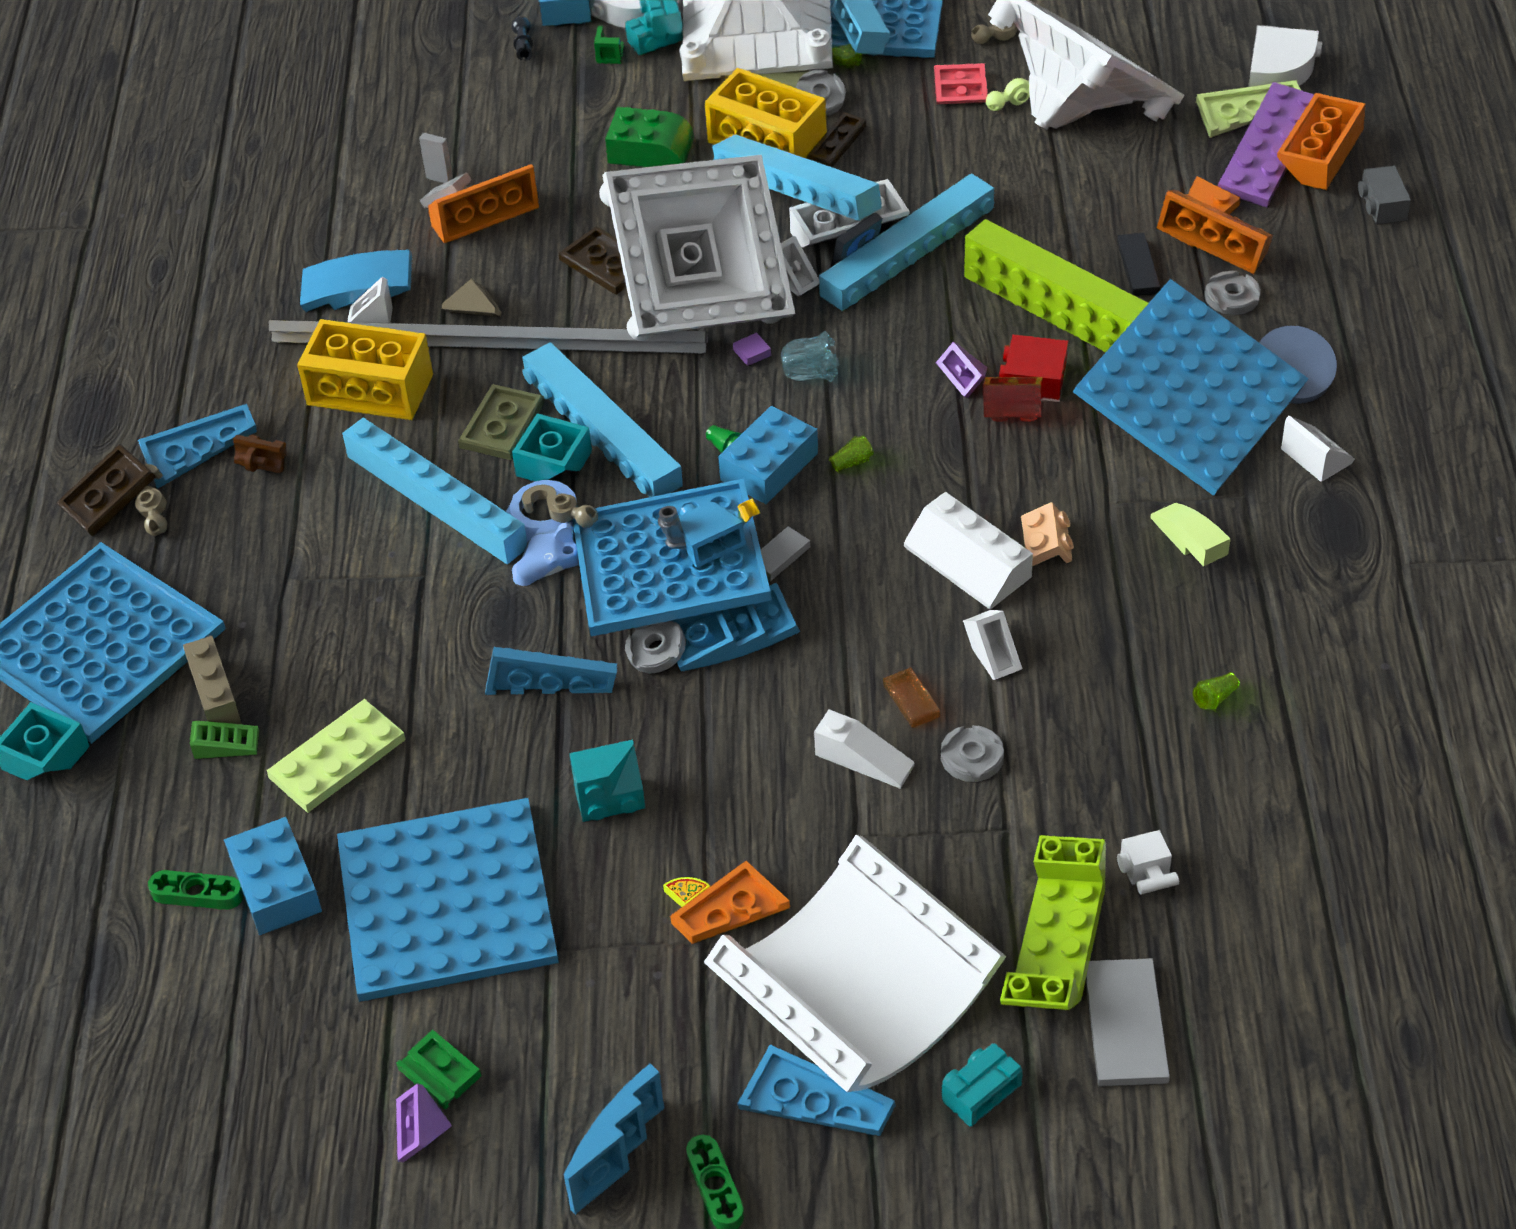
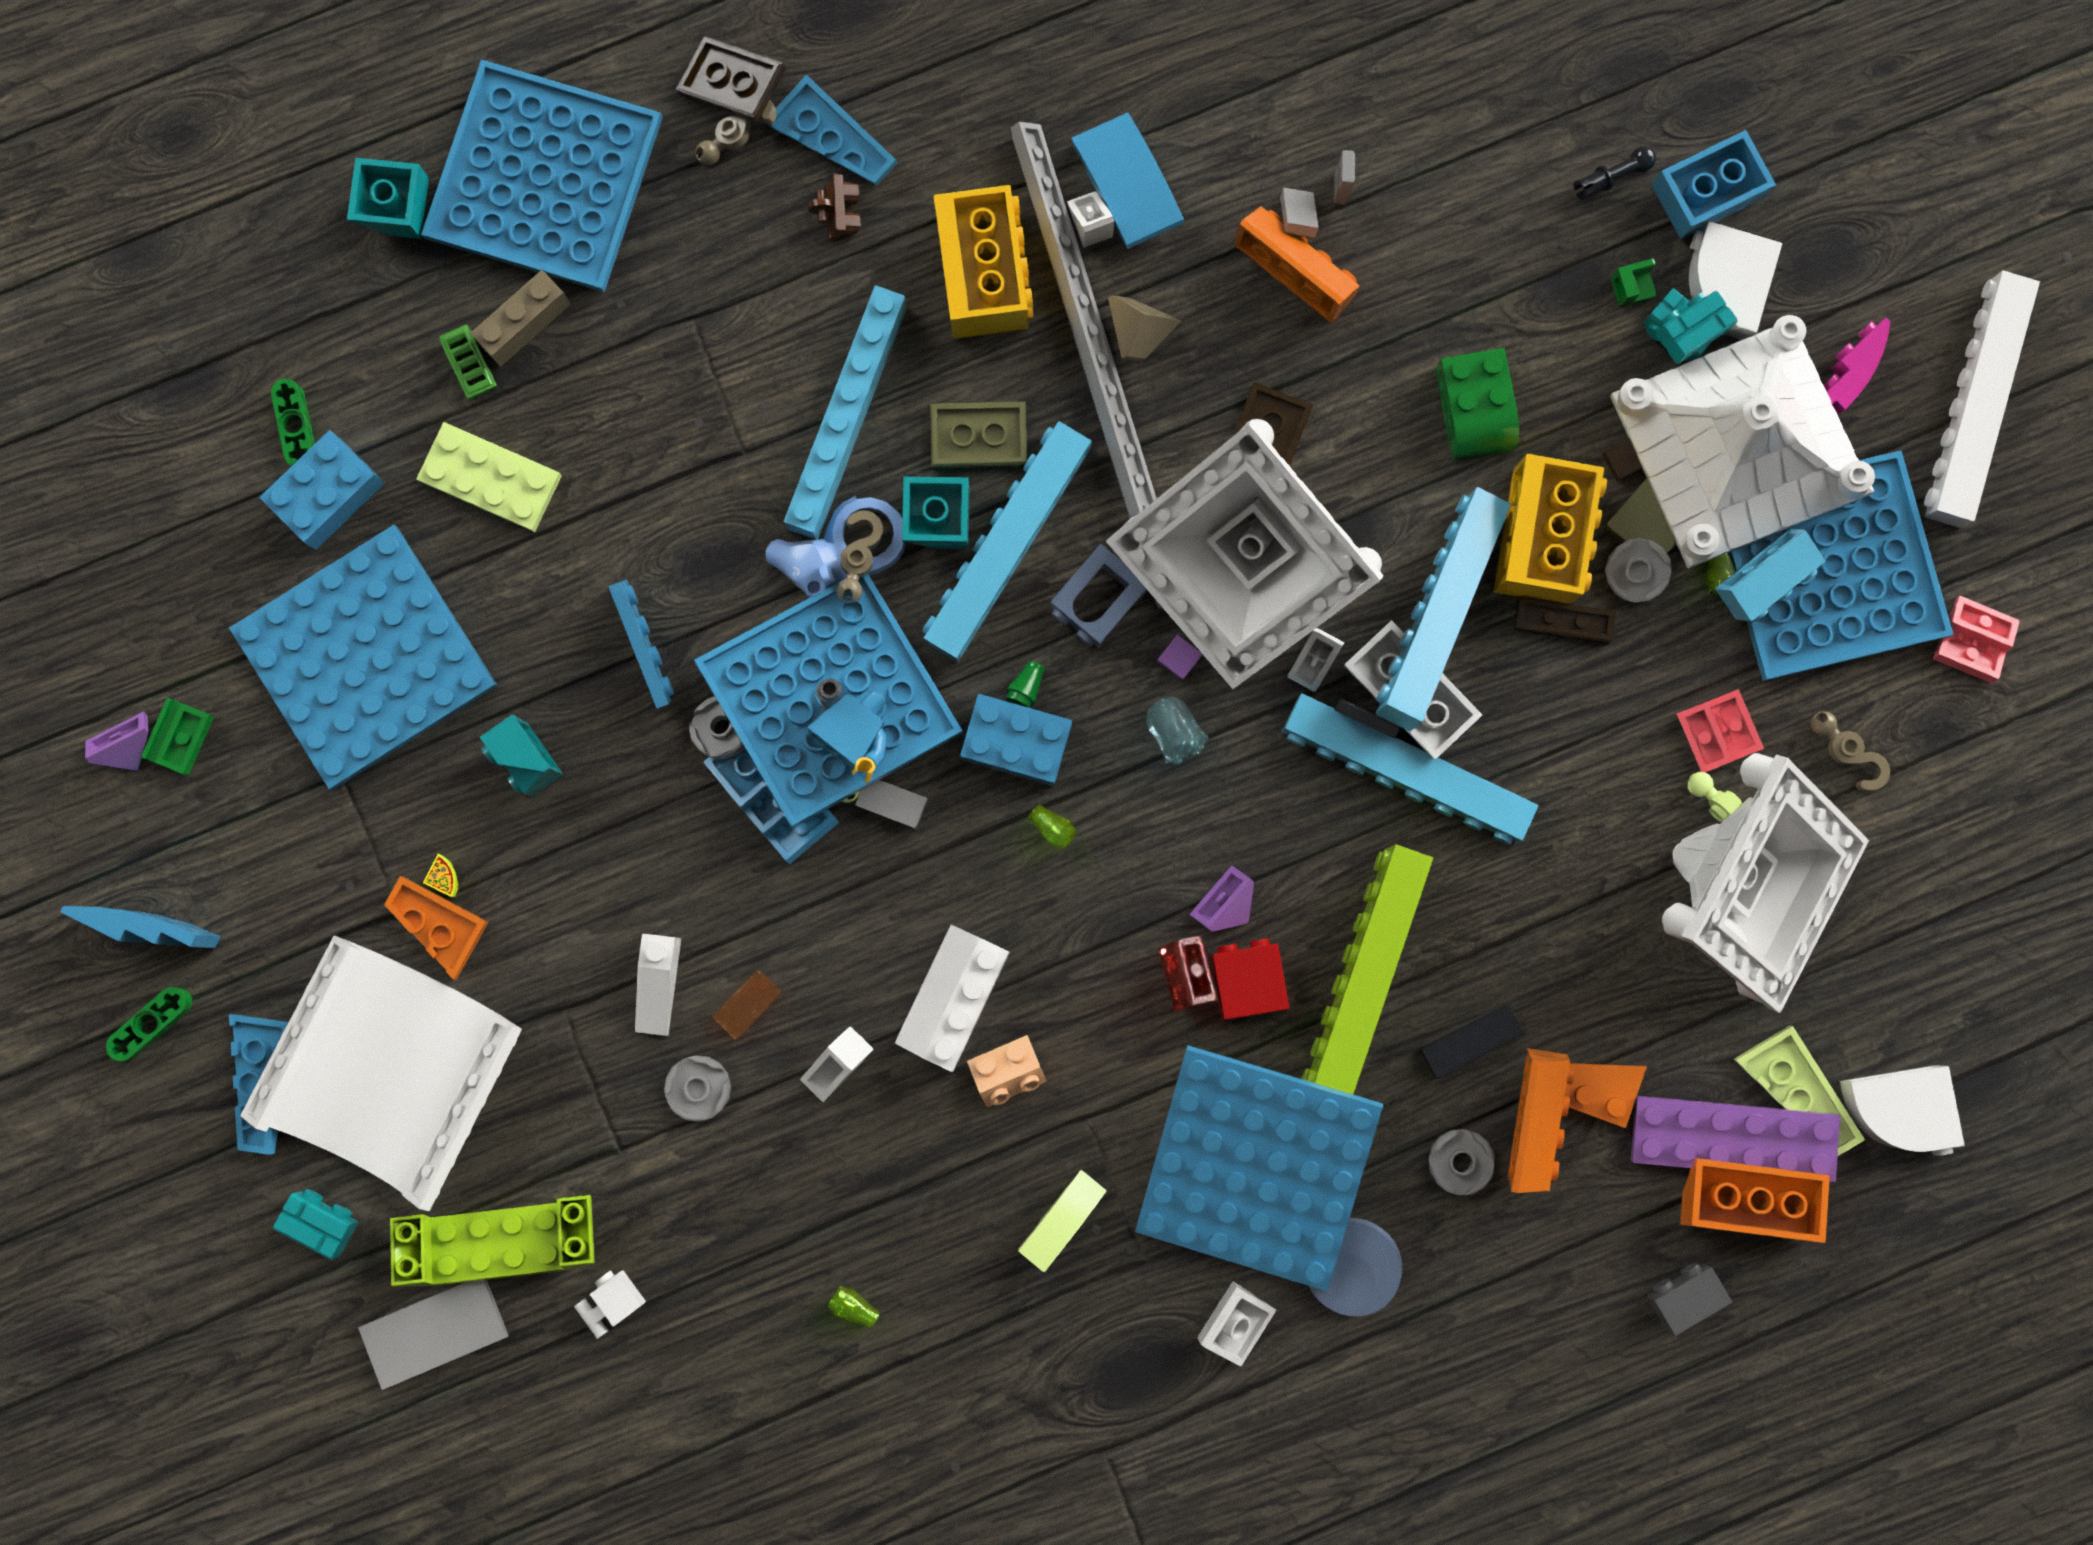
camera: 65 degrees right, 35 degrees up
(658, 363) = (1098, 630): none -> sand blue panel

